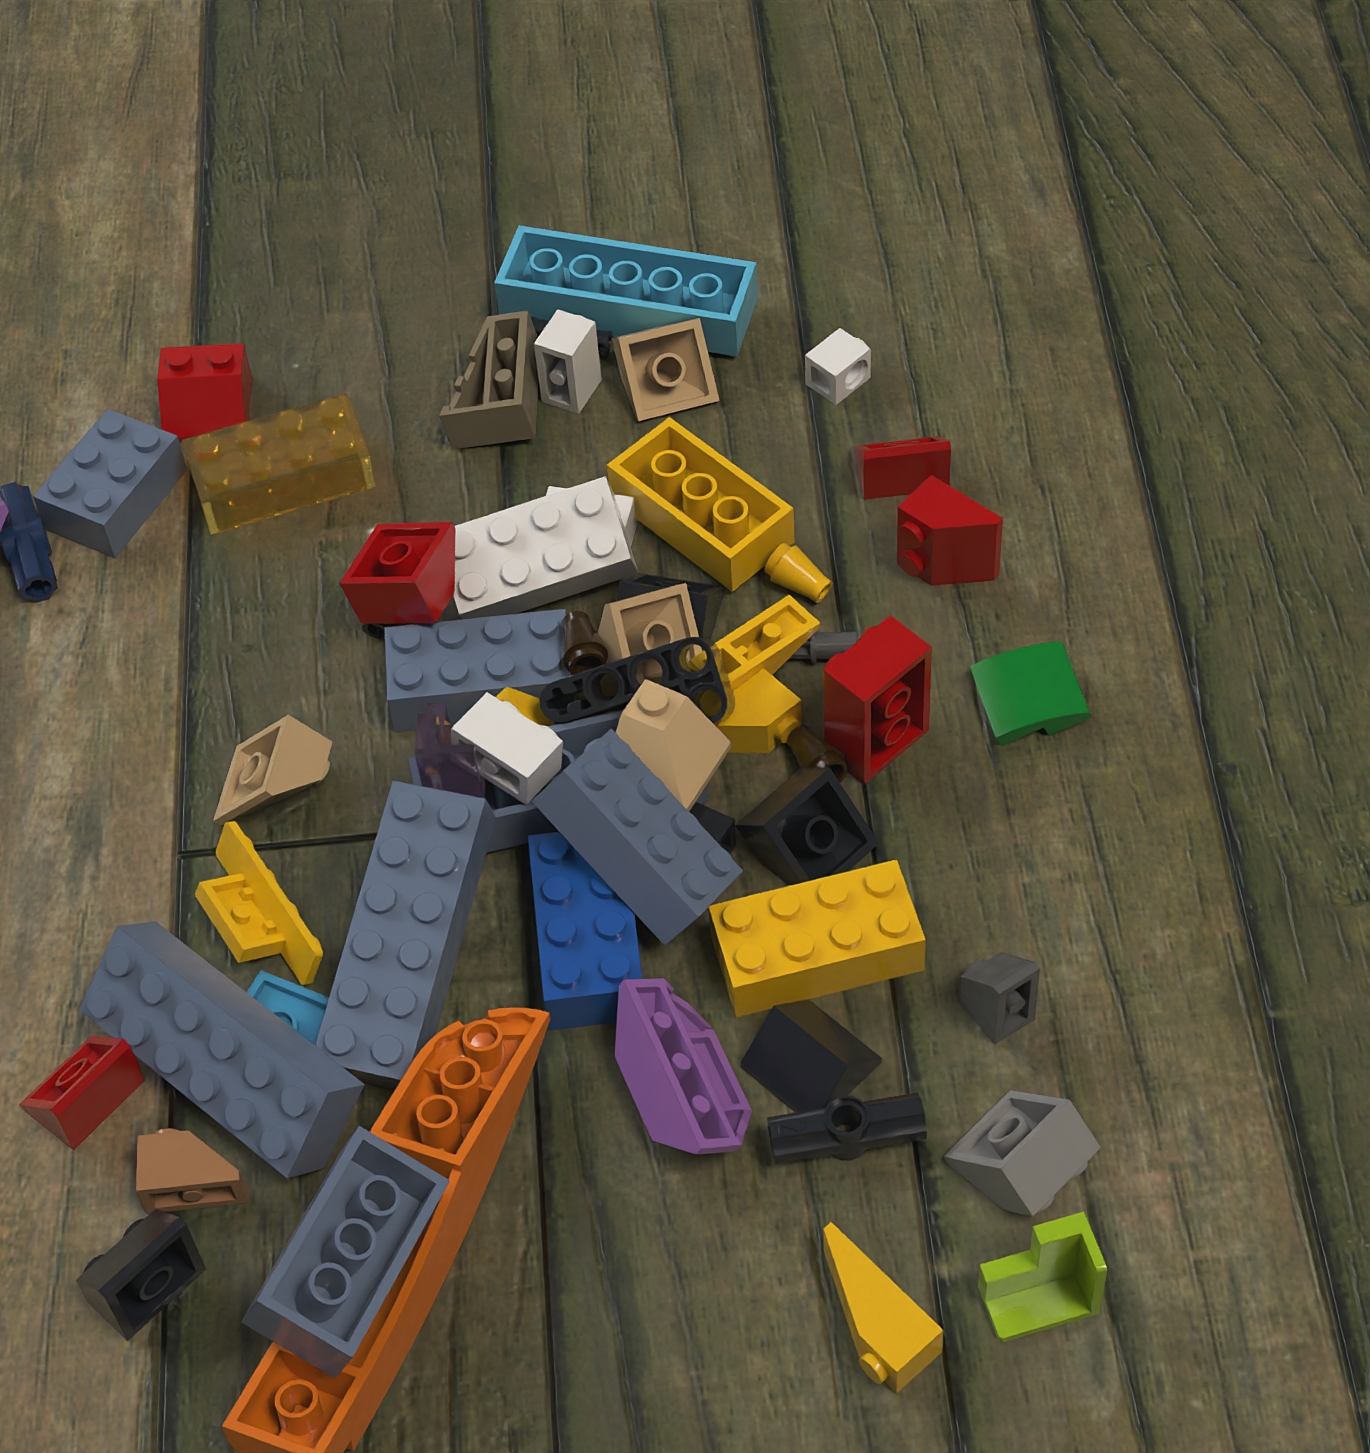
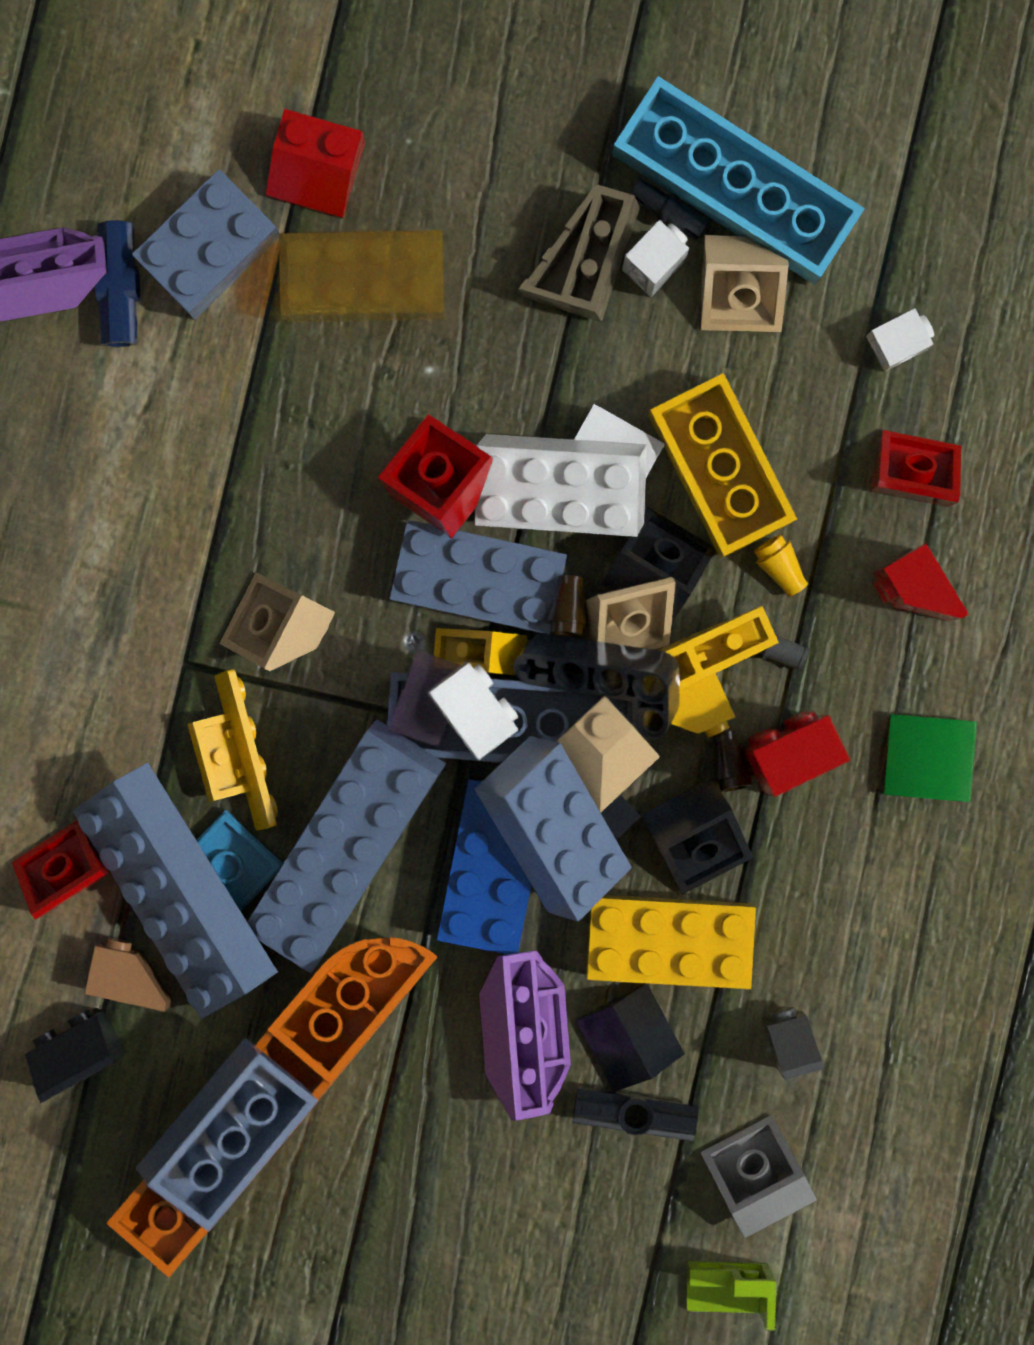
camera: 15 degrees right, 35 degrees up
(885, 1323) = (606, 1282): yellow slope -> none

